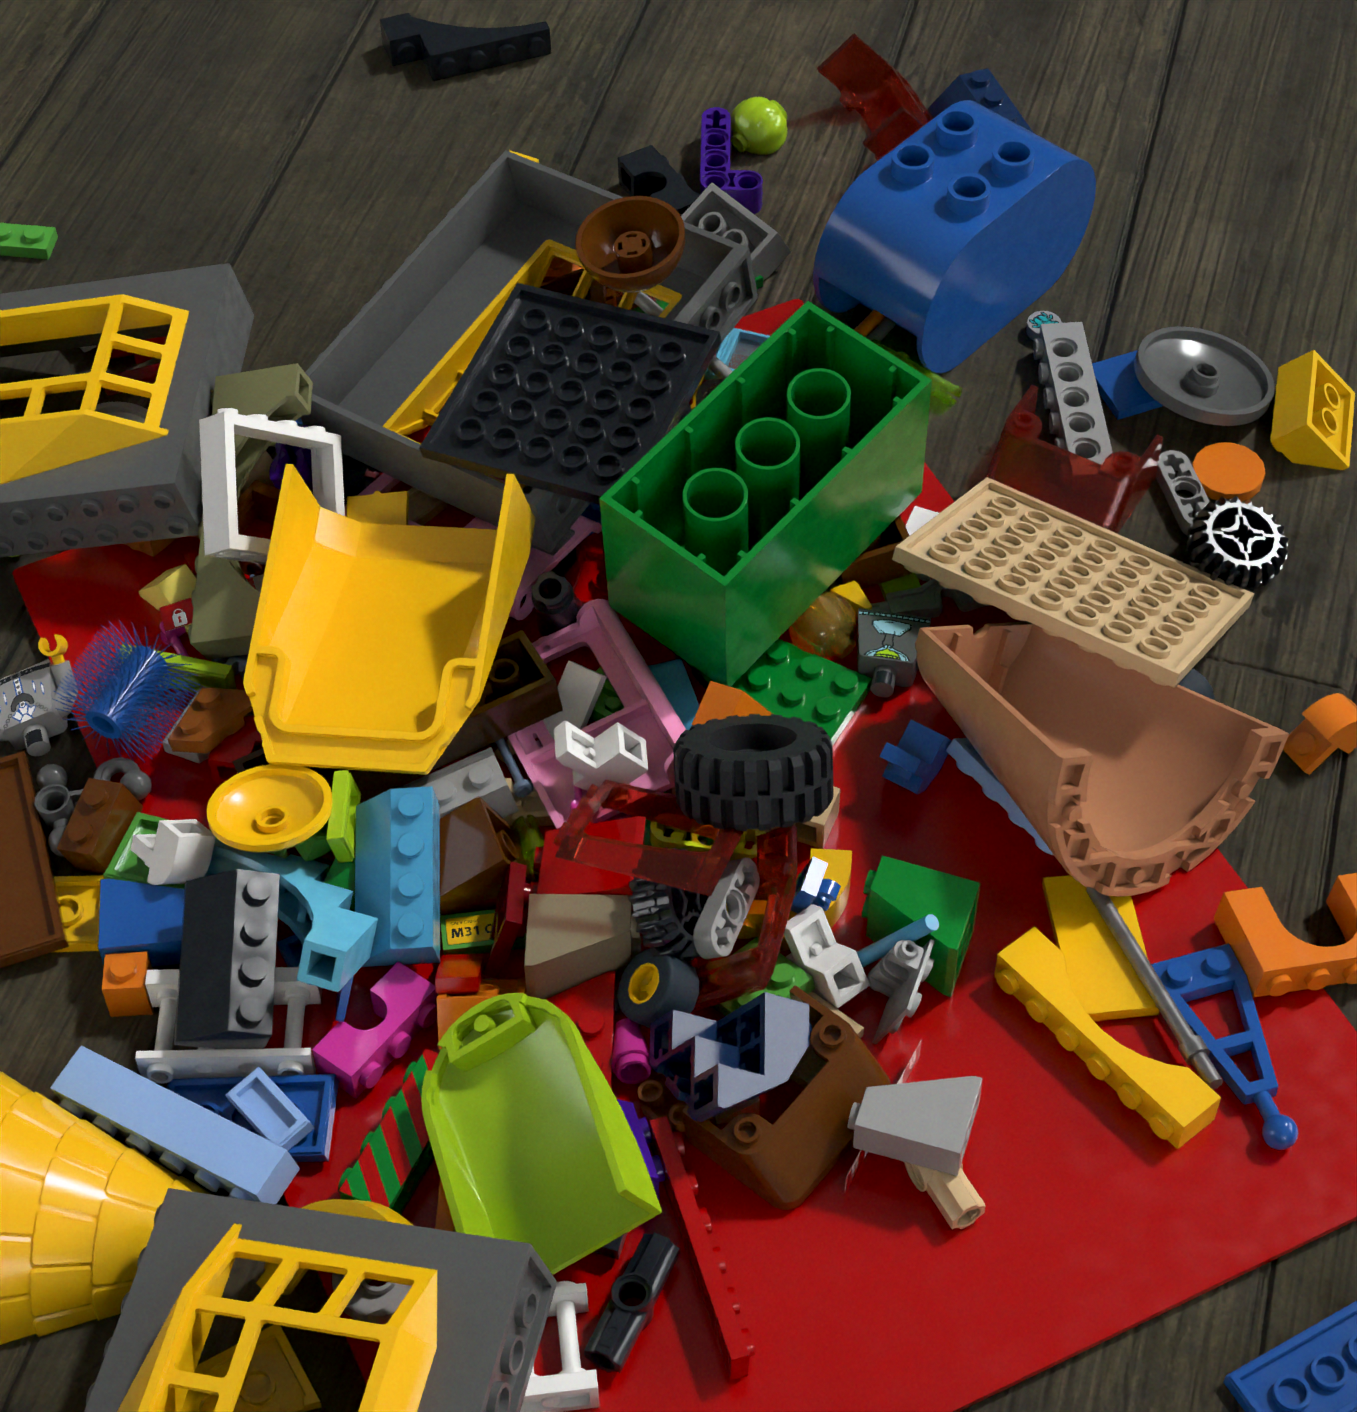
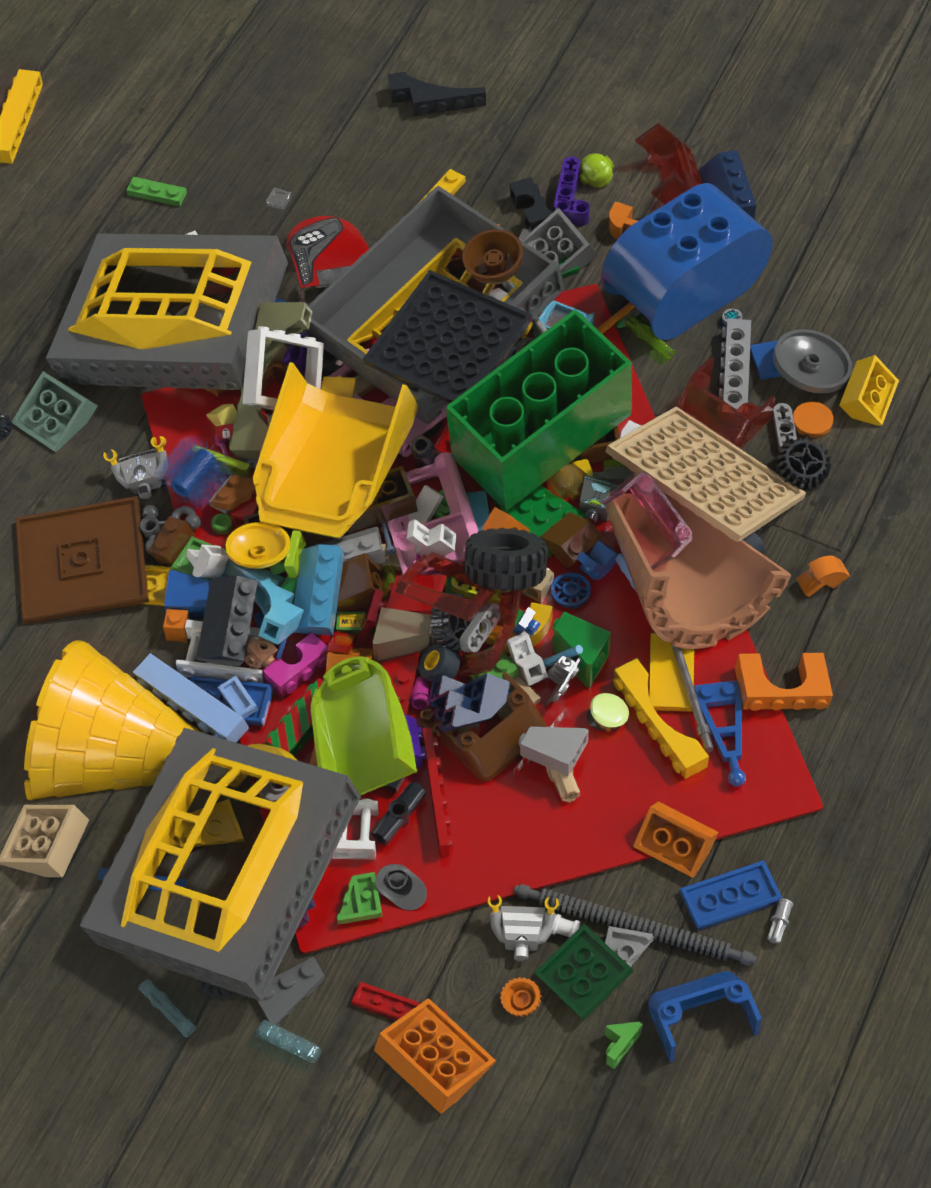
camera: 10 degrees right, 5 degrees up
(192, 781) = (222, 523): none -> bright green tile
(221, 227) = (278, 198): none -> clear tile
(302, 1015) = (259, 653): none -> nougat brick
(309, 296) = (322, 251): none -> windscreen
(817, 196) = (620, 219): none -> orange brick
(860, 722) = (570, 538): none -> reddish brown slope
(875, 819) = (570, 590): none -> blue wheel
(999, 1039) = (607, 712): none -> yellowish green piece
(1017, 647) = (659, 510): none -> clear pink windscreen
(1196, 1275) = (675, 839): none -> orange slope

